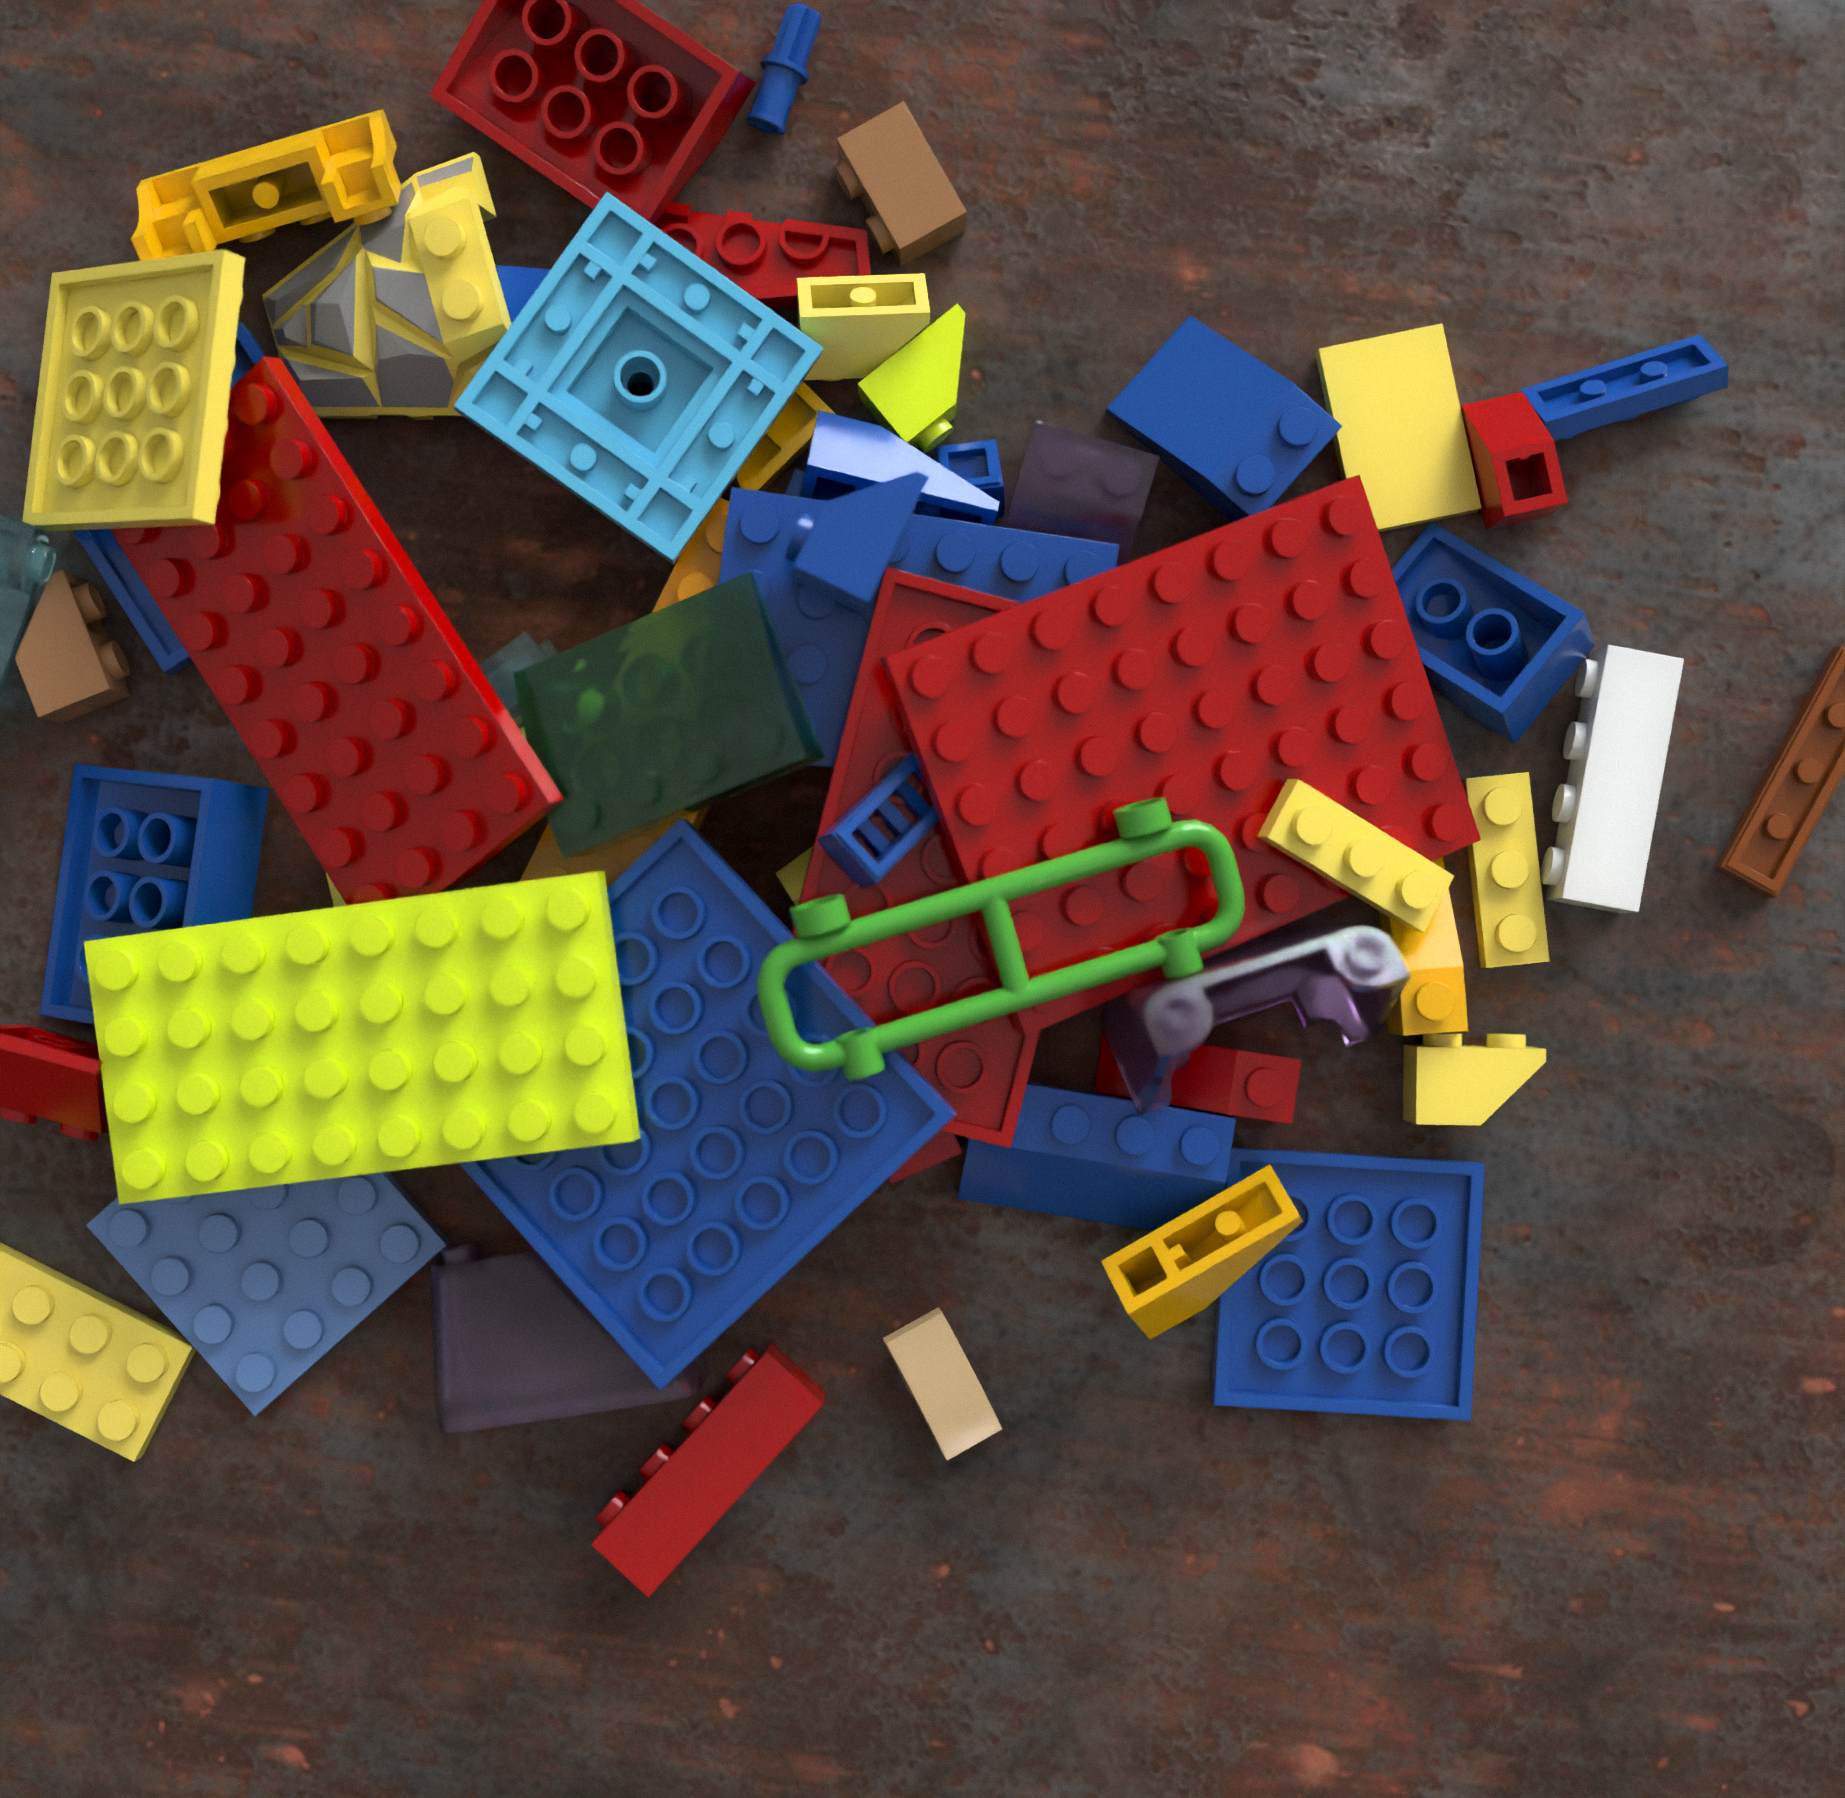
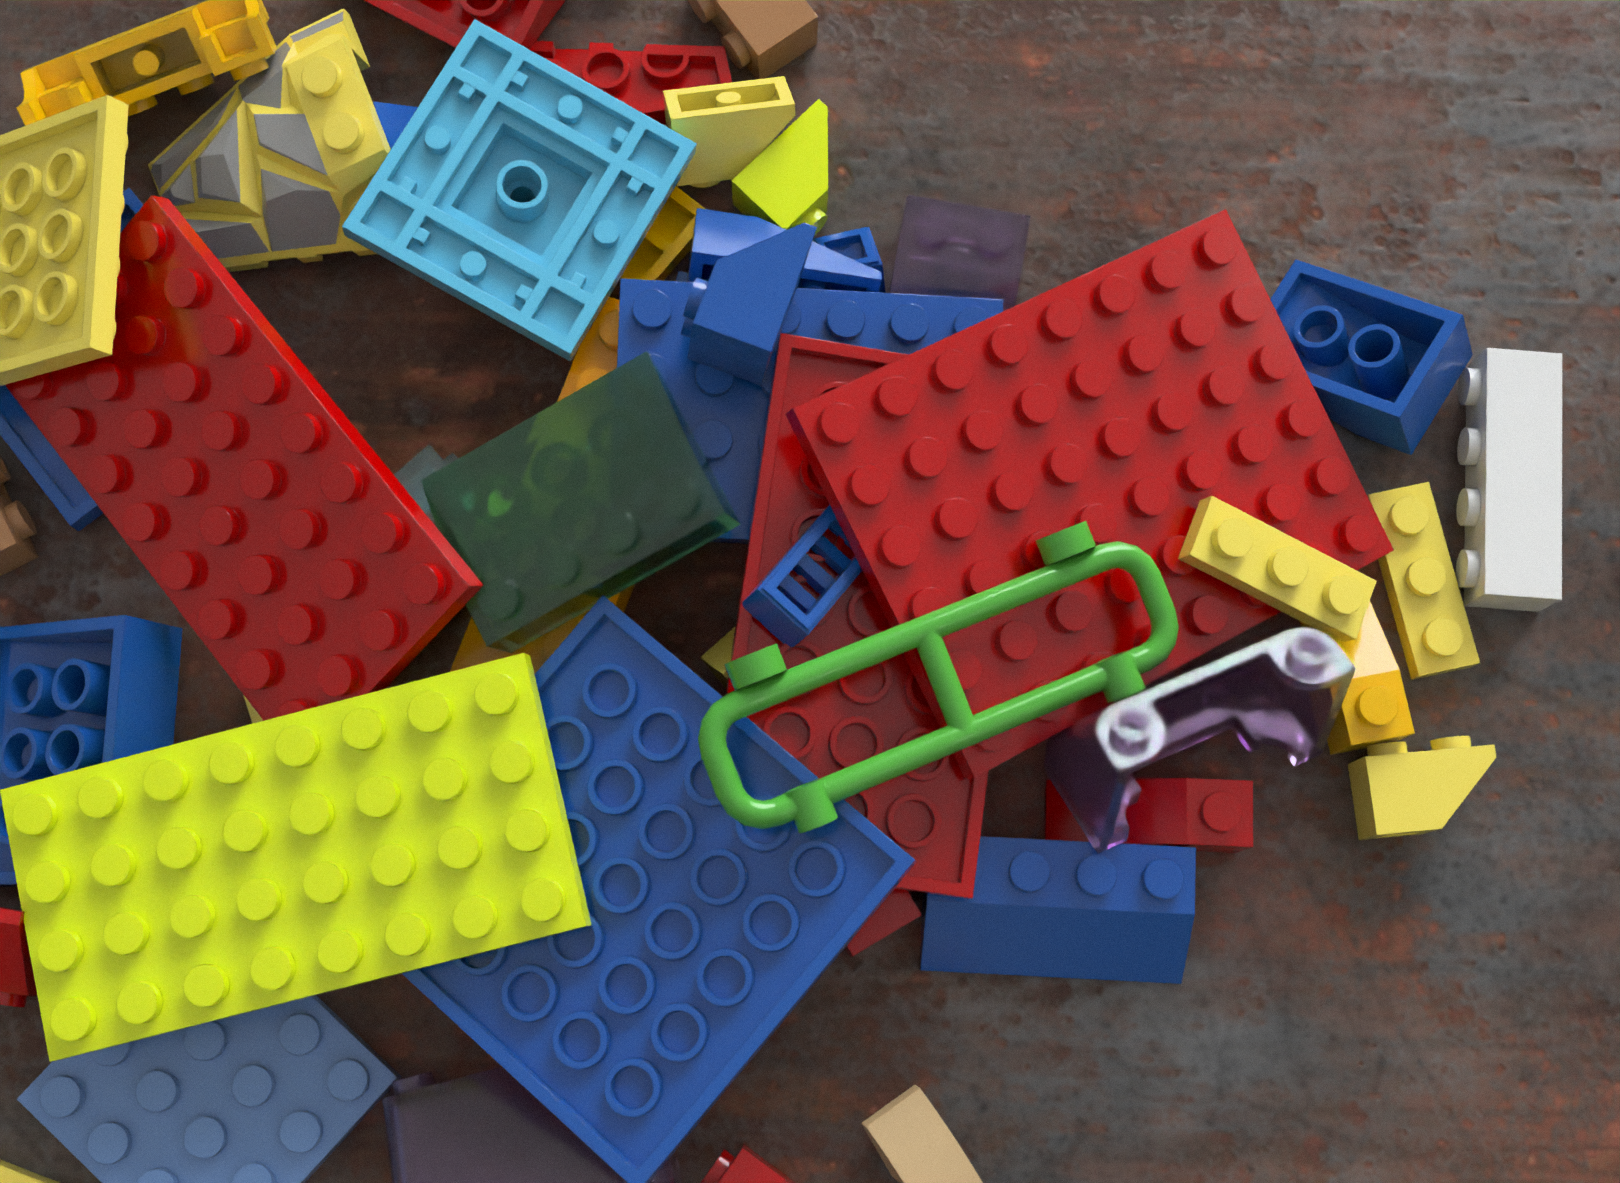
camera: 10 degrees left, 10 degrees down
(1201, 1252) = (1180, 990): yellow slope -> none
(1223, 420) = (1086, 183): blue slope -> none
(1364, 1297) = (1332, 1013): blue plate -> none
(1400, 426) = (1252, 161): light yellow tile -> none
(1512, 461) = (1366, 194): red slope -> none
(1628, 387) = (1458, 118): blue plate -> none

